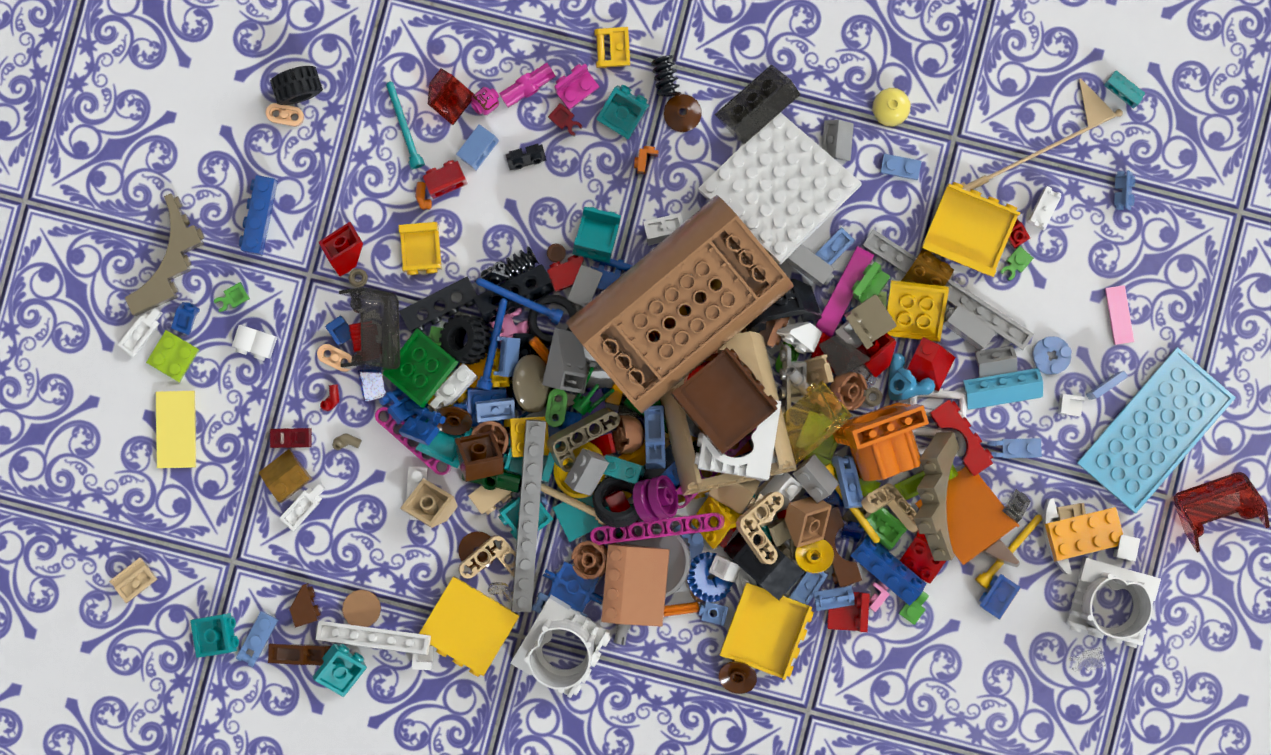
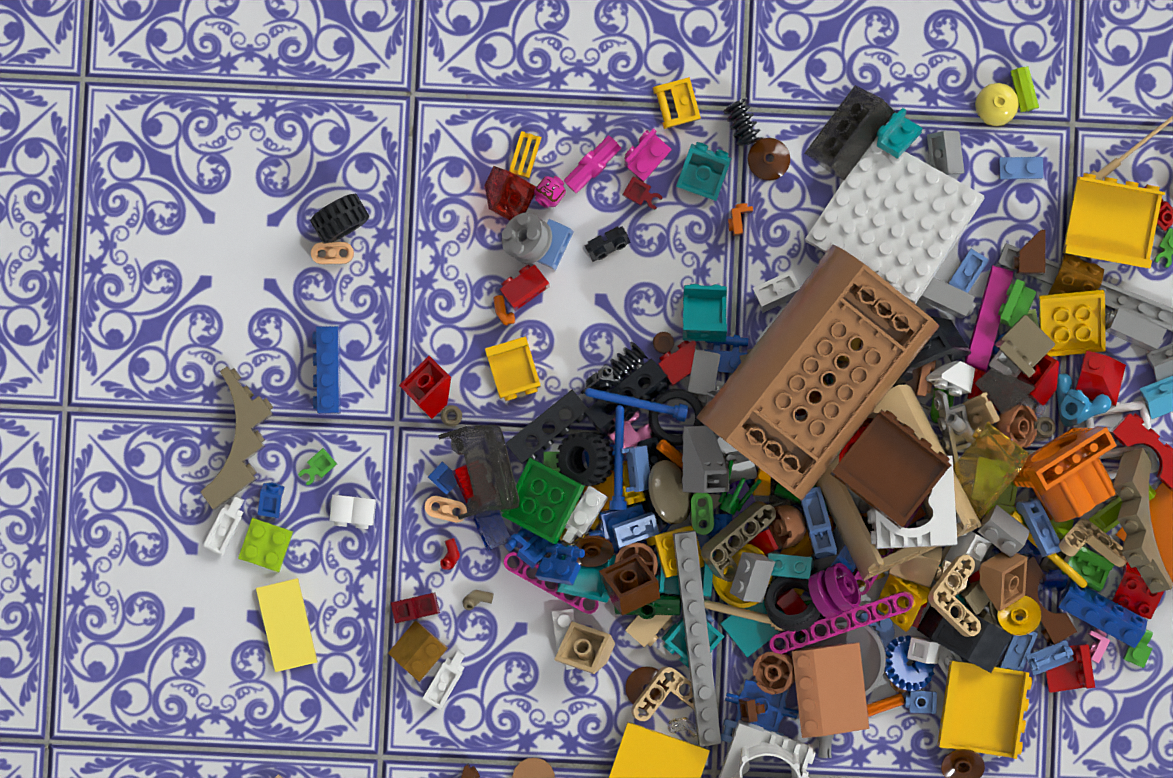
camera: 15 degrees left, 0 degrees up
(415, 159) = (487, 273): teal piece -> none
(455, 136) = (526, 238): none -> light grey wheel
(478, 50) = (530, 137): none -> yellow tile
(561, 587) = (750, 709): none -> reddish brown tile
(798, 114) = (897, 134): none -> teal bracket
(892, 244) = (1031, 256): none -> reddish brown slope
(918, 98) = (1024, 89): none -> lime axle

